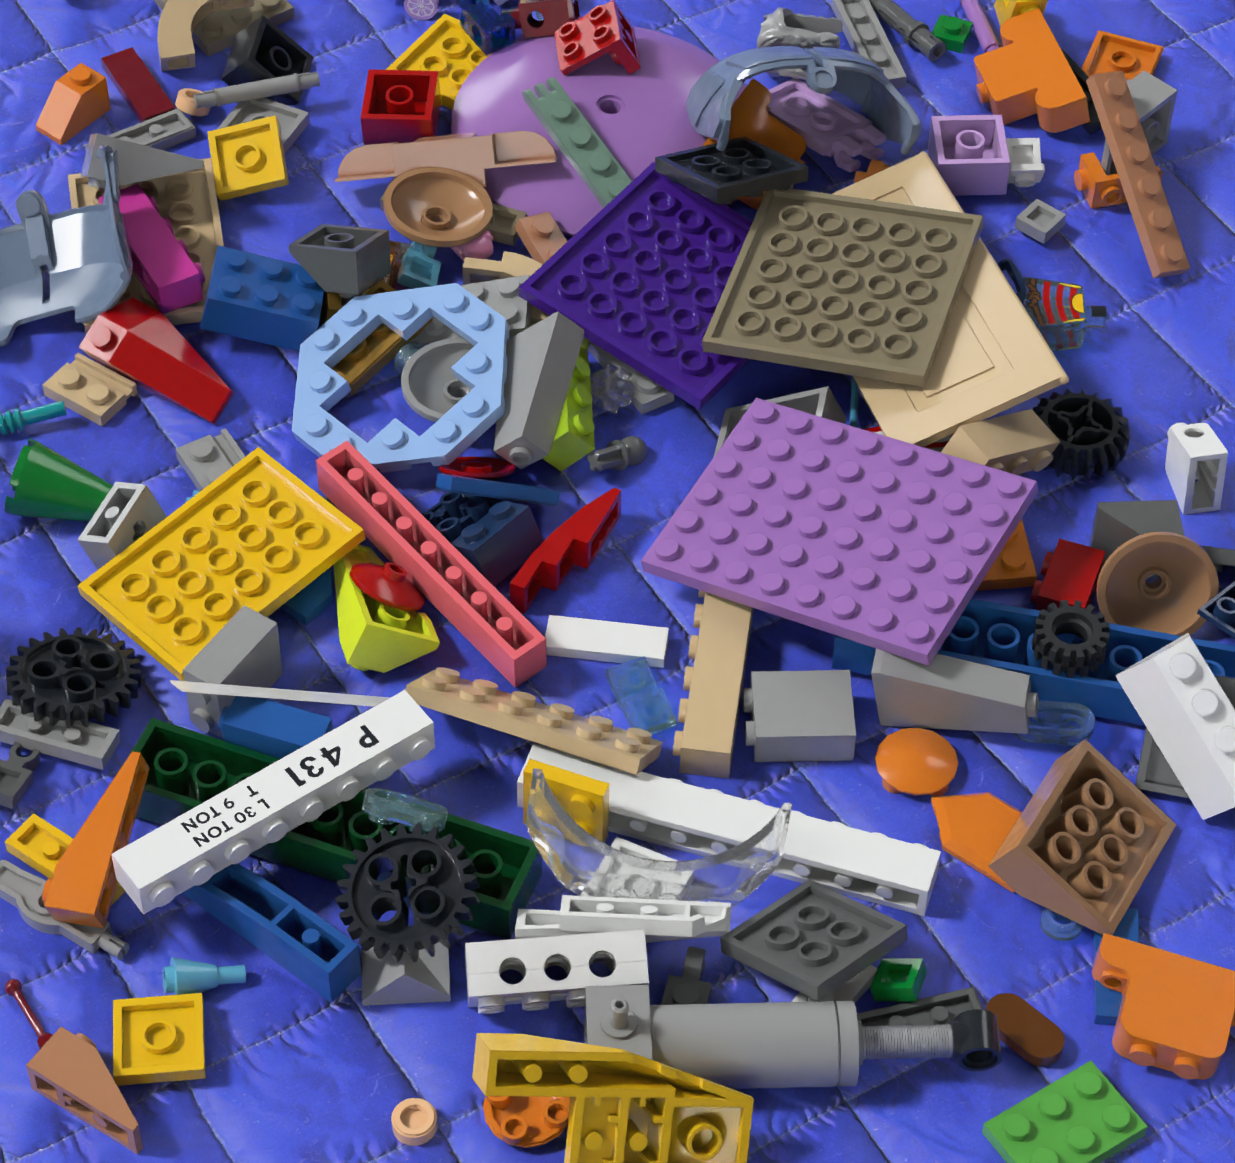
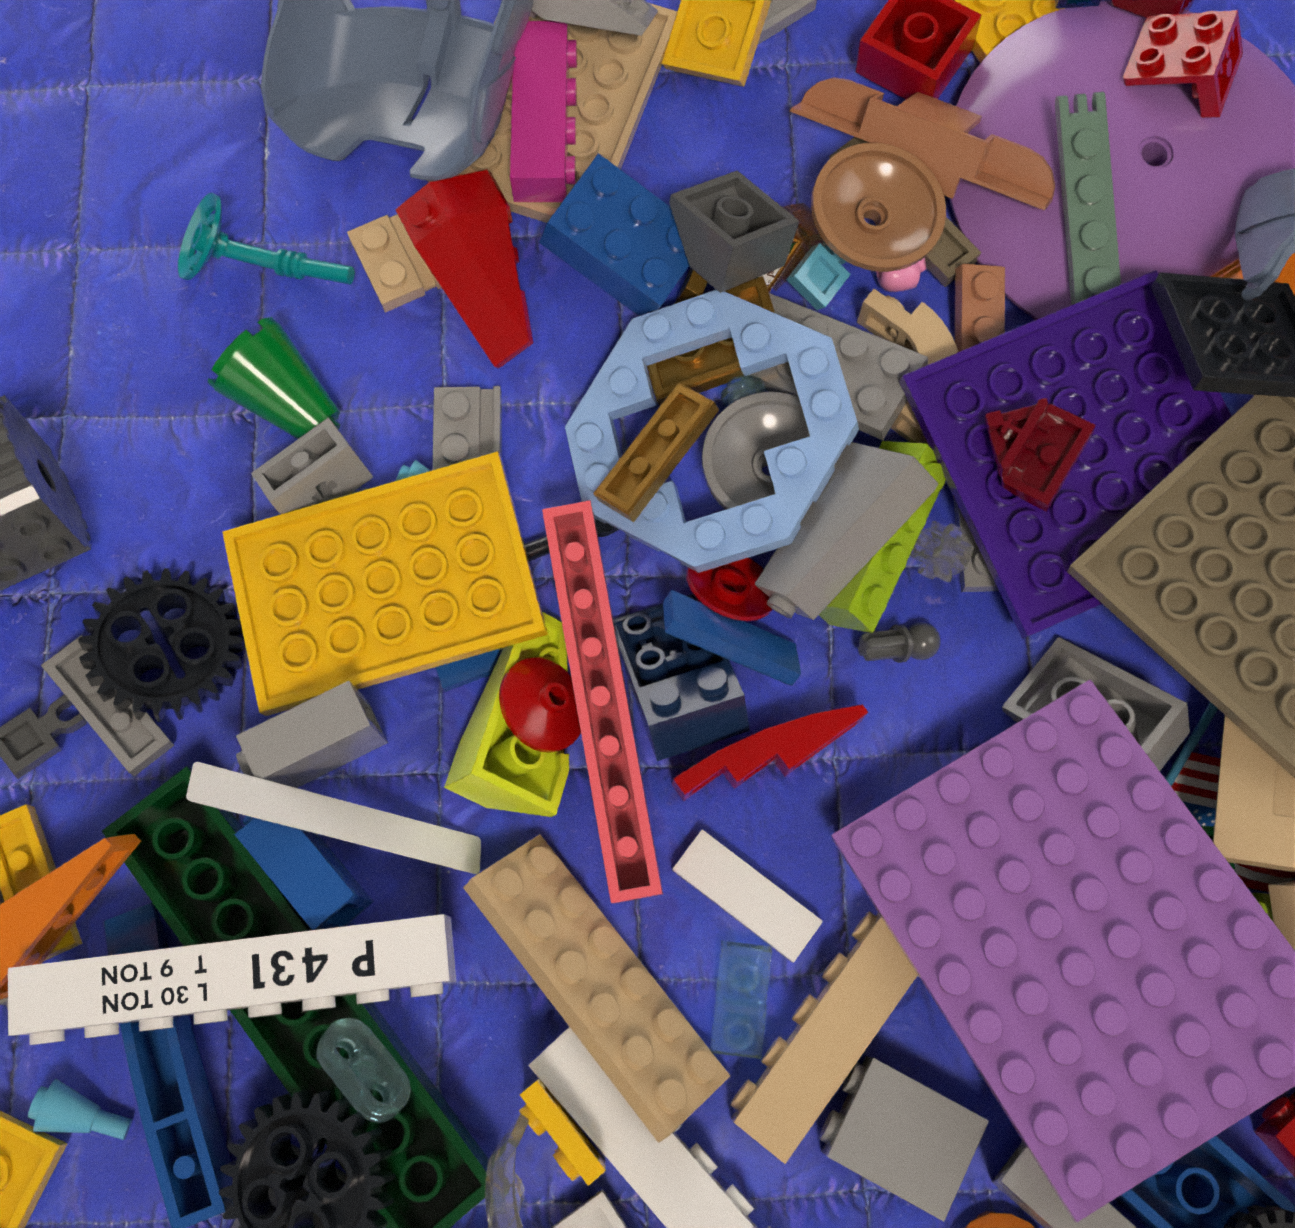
camera: 30 degrees right, 25 degrees up
(374, 402) = (656, 452): none -> pearl gold tile
(637, 289) = (1037, 449): none -> dark red slope

